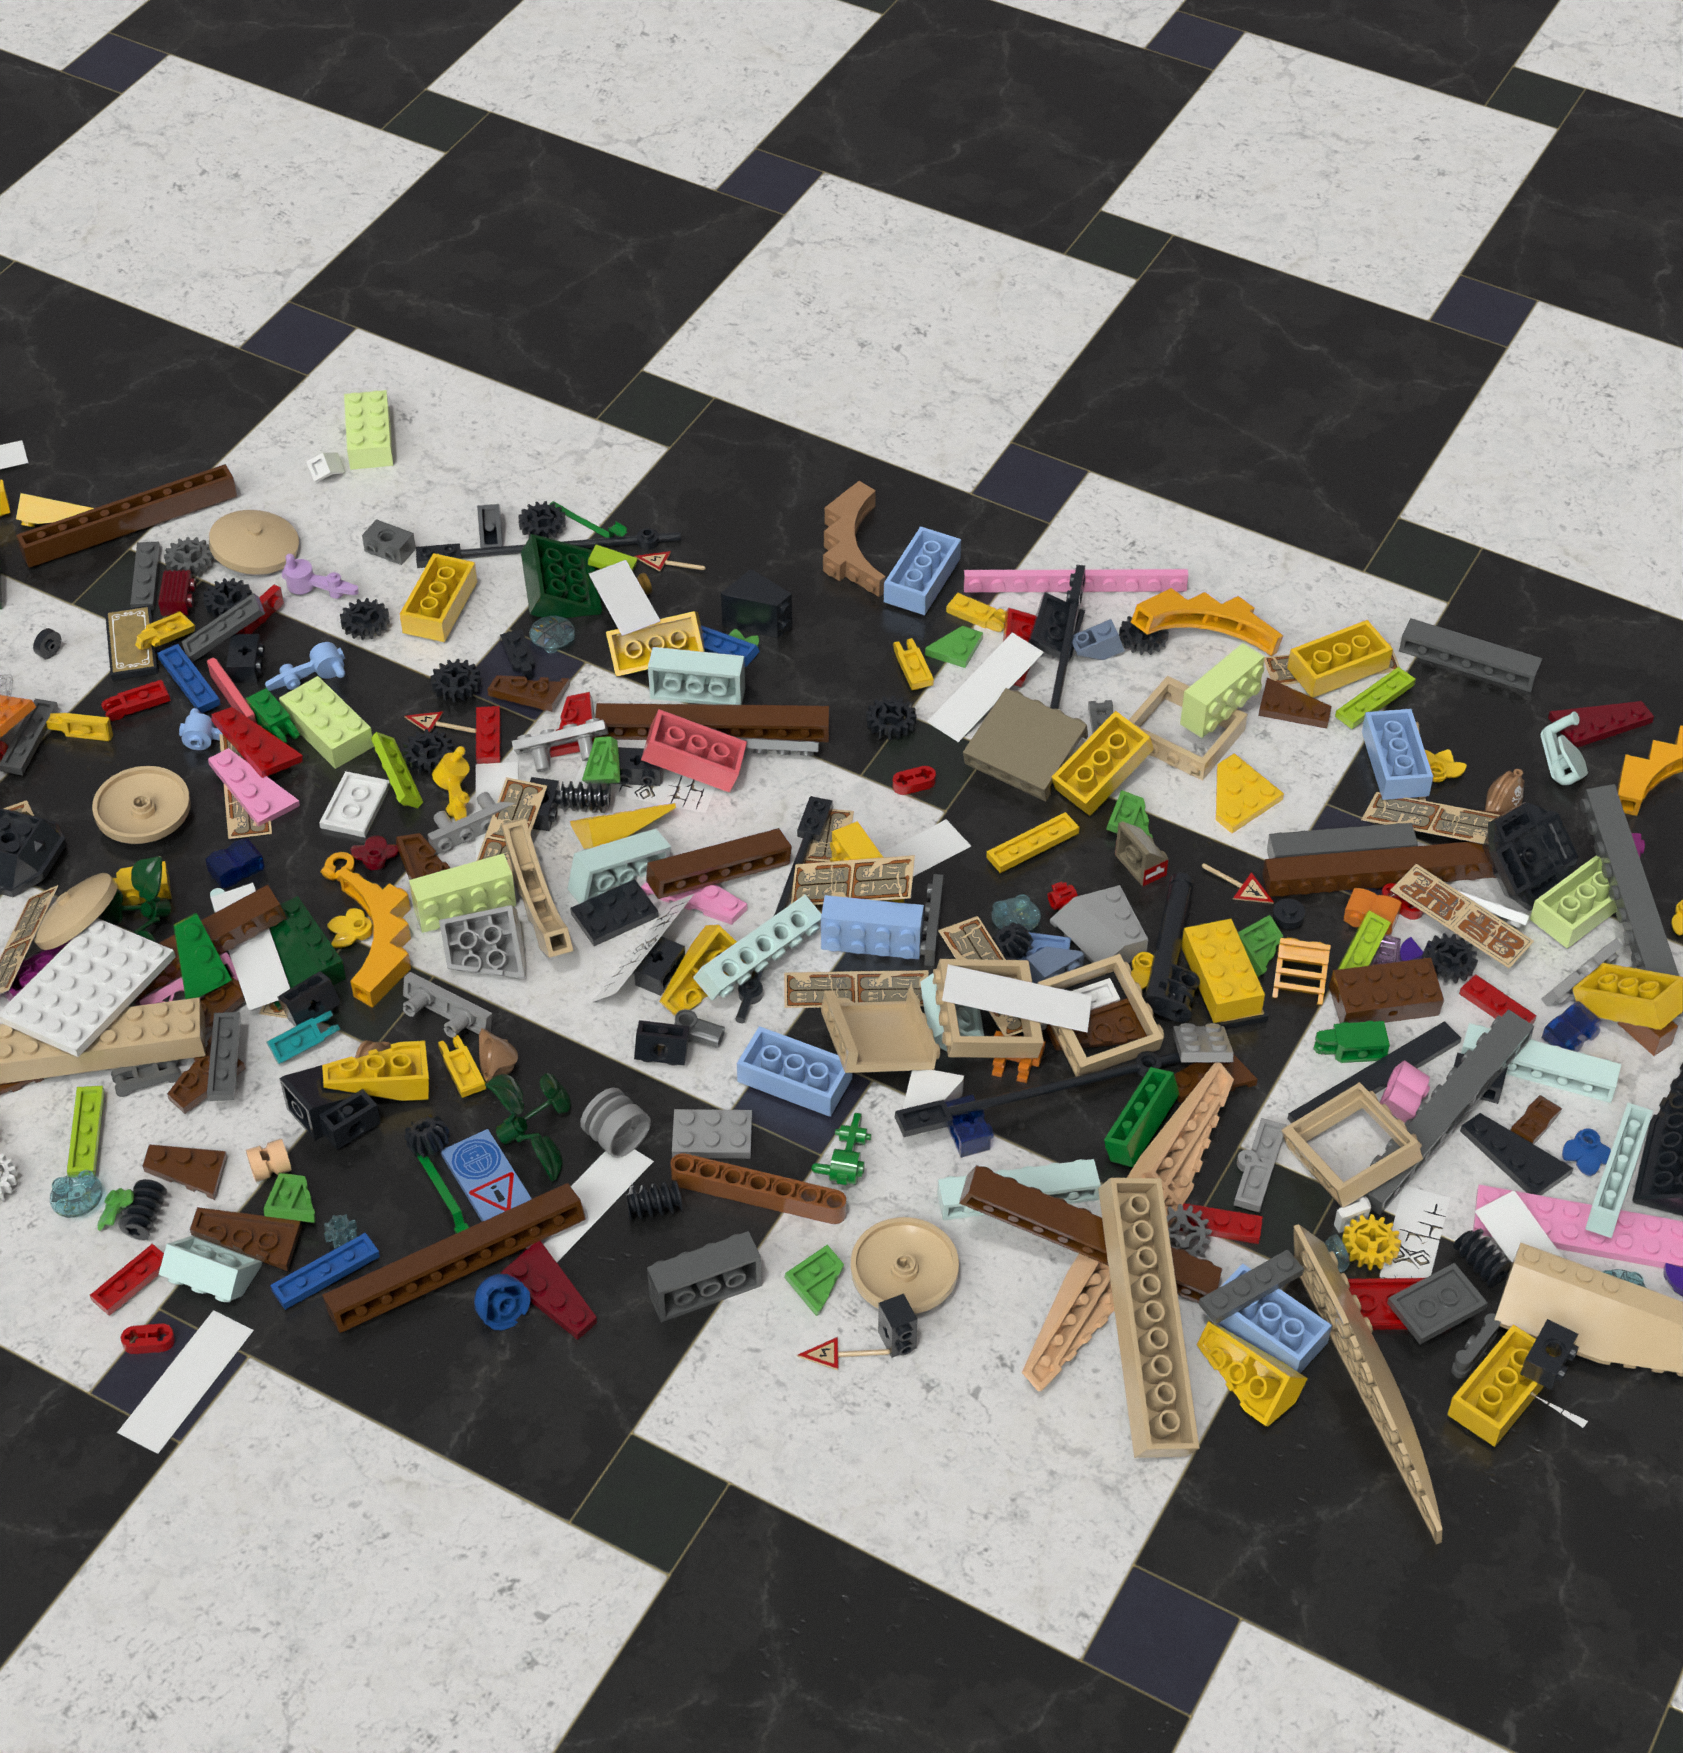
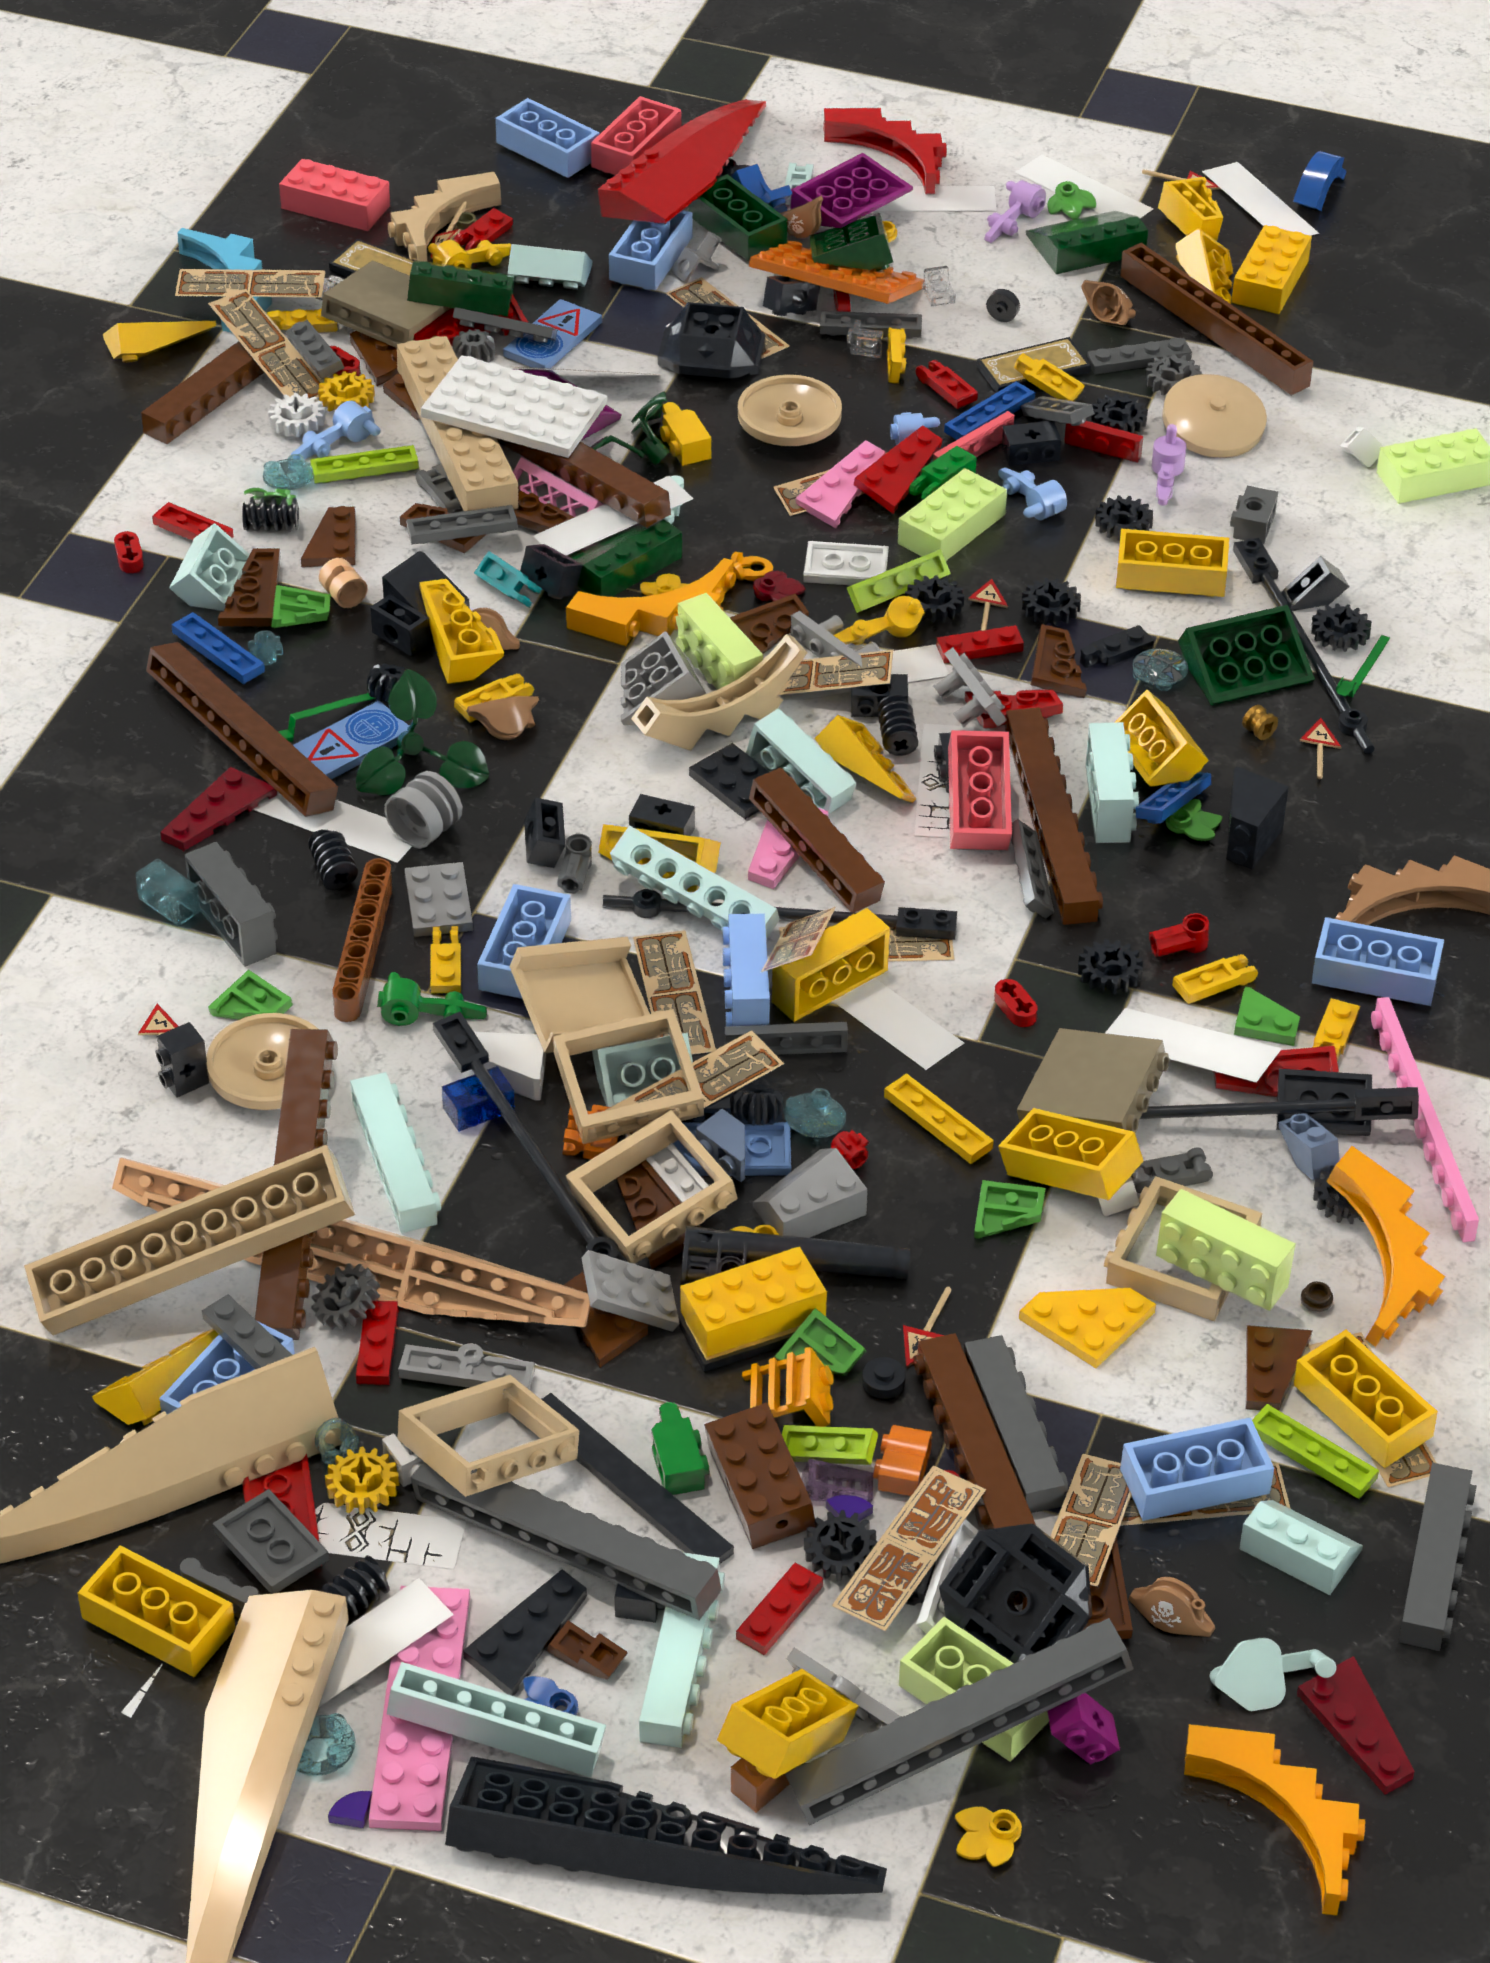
camera: 80 degrees right, 5 degrees down
(22, 1134) = (348, 421): none -> light blue piece
(55, 743) = (865, 341): none -> clear bracket
(72, 471) = (1271, 269): none -> yellow brick
(75, 911) = (620, 382): tan dish -> none
(76, 576) = (1108, 302): none -> medium nougat hat
(176, 592) = (1113, 377): dark red brick -> none
(185, 1382) = (87, 588): white sticker -> none
(199, 961) = (570, 473): green wing -> none
(234, 863) = (732, 491): clear blue brick -> none
(459, 1011) = (568, 678): light grey plate -> none
(501, 1301) = (187, 765): blue cylinder -> none
(603, 762) = (938, 725): bright green wing -> none
(604, 557) = (1297, 696): lime tile -> none
(624, 597) = (1216, 699): white sticker -> none
(643, 948) = (675, 800): white sticker -> none
(666, 1330) = (167, 892): none -> clear light blue brick
(790, 1135) = (445, 963): none -> yellow hinge
(867, 672) = (1188, 936): none -> red piece
(1017, 998) = (638, 1092): white sticker -> none
(1140, 854) = (938, 1211): dark tan slope -> none
(1141, 1117) = (511, 1243): green brick -> none
(1405, 1091) = (605, 1498): bright pink brick -> none
(1443, 765) = (1209, 1532): yellow plate -> none
(1457, 718) = (1298, 1545): none -> light aqua slope
(1545, 1368) = (178, 1627): black brick -> none
(1572, 1028) = (738, 1676): clear blue brick -> none

